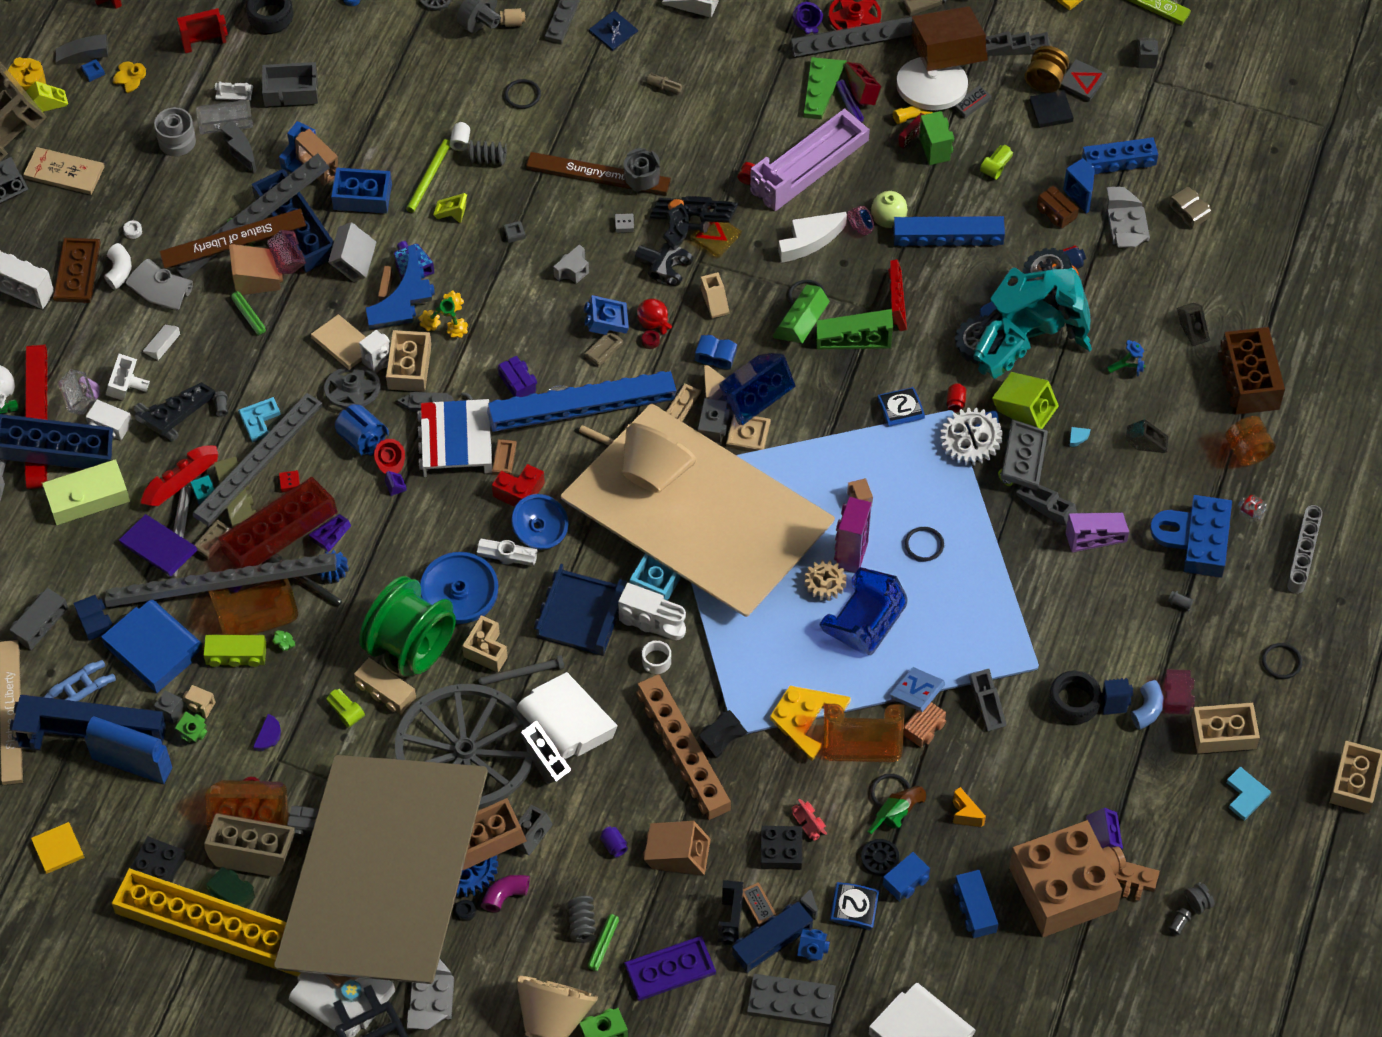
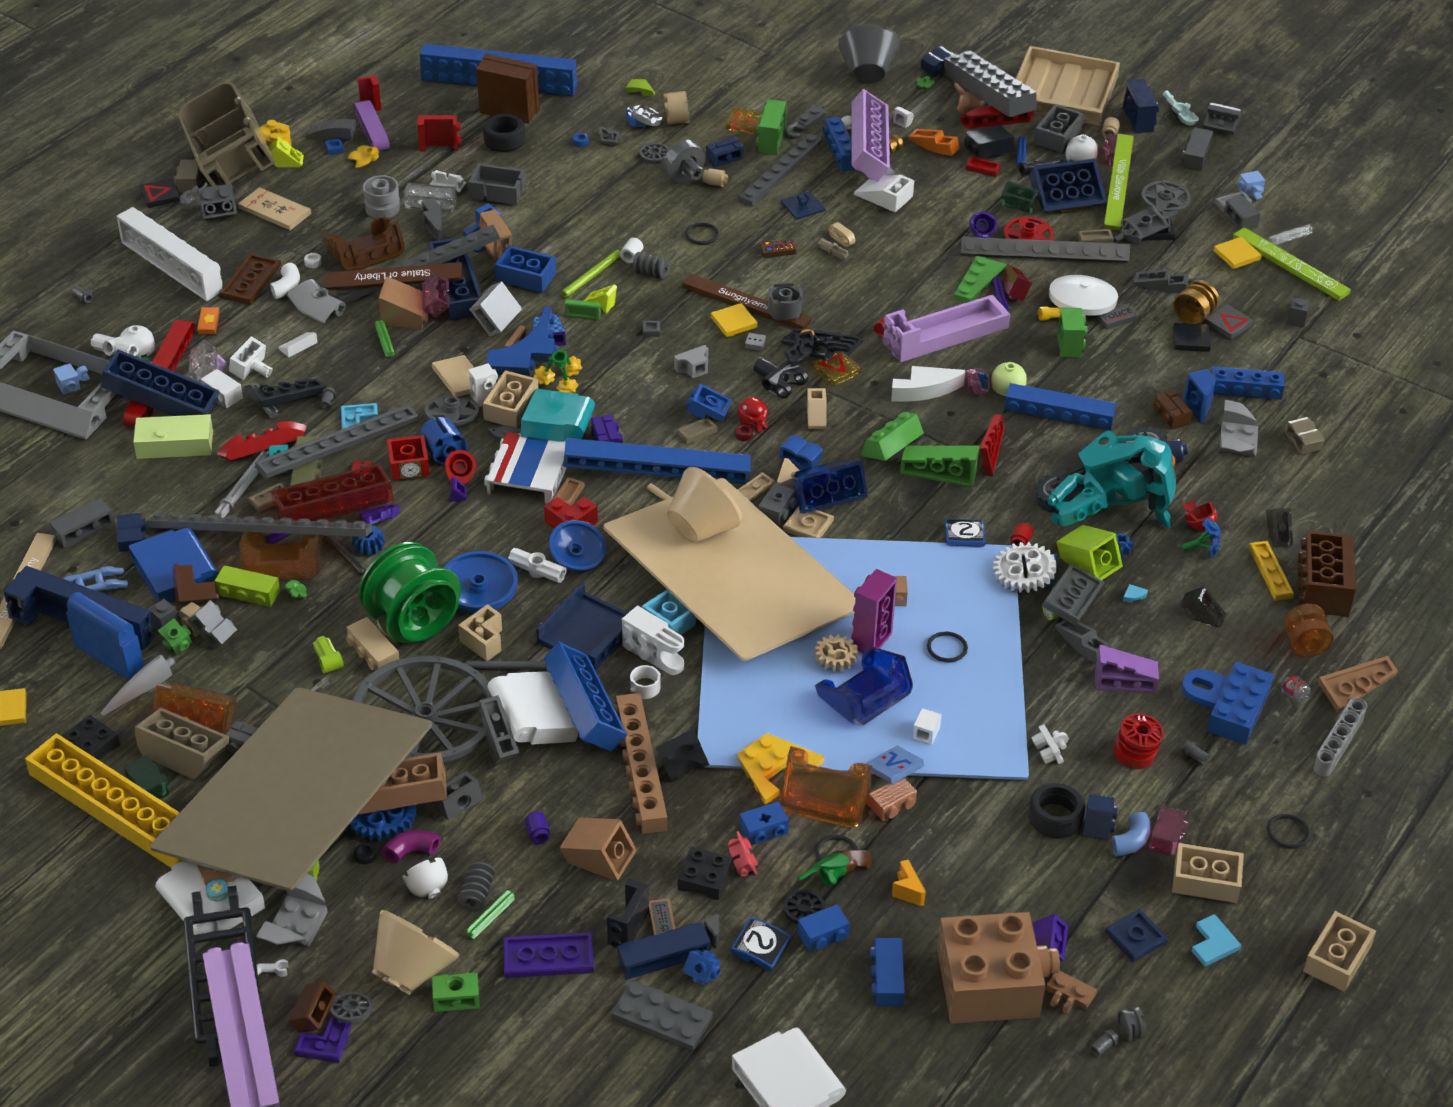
camera: 15 degrees right, 15 degrees down
(56, 335) = (208, 320): none -> orange tile
(122, 33) = (371, 125): none -> medium lavender beam
(158, 545) = (217, 488): dark purple tile -> none
(179, 785) = (146, 679): none -> light grey piece
(182, 673) = (187, 590): none -> reddish brown panel
(186, 199) = (381, 245): none -> reddish brown windscreen
(223, 707) = (212, 625): none -> brick
(269, 734) = (245, 662): dark purple tile -> none
(334, 458) = (408, 457): none -> red brick
(437, 227) = (582, 309): none -> bright green tile
(464, 371) = (556, 415): none -> teal piece
(536, 925) = (427, 878): none -> white cylinder
(594, 201) = (734, 320): none -> yellow tile
(607, 95) = (778, 248): none -> reddish brown tile
(610, 693) = (585, 697): none -> blue brick
(667, 62) = (841, 234): none -> tan beam
(810, 785) = (764, 823): none -> blue brick
(910, 132) = (1047, 327): dark red tile -> none
(934, 639) = (926, 726): none -> white brick
(949, 38) = (1109, 261): reddish brown container -> none
(987, 699) = (964, 791): dark grey slope -> none
(994, 165) = (1123, 366): lime piece -> none
(1053, 634) = (1052, 752): none -> white hips
(1055, 382) = (1124, 544): none -> blue gear
(1117, 331) = (1196, 515): none -> red hat
(1128, 605) = (1138, 741): none -> red wheel
(1178, 805) = (1136, 935): none -> dark blue tile
(1197, 375) = (1271, 571): none -> yellow tile
(1303, 485) = (1356, 681): none -> medium nougat wing

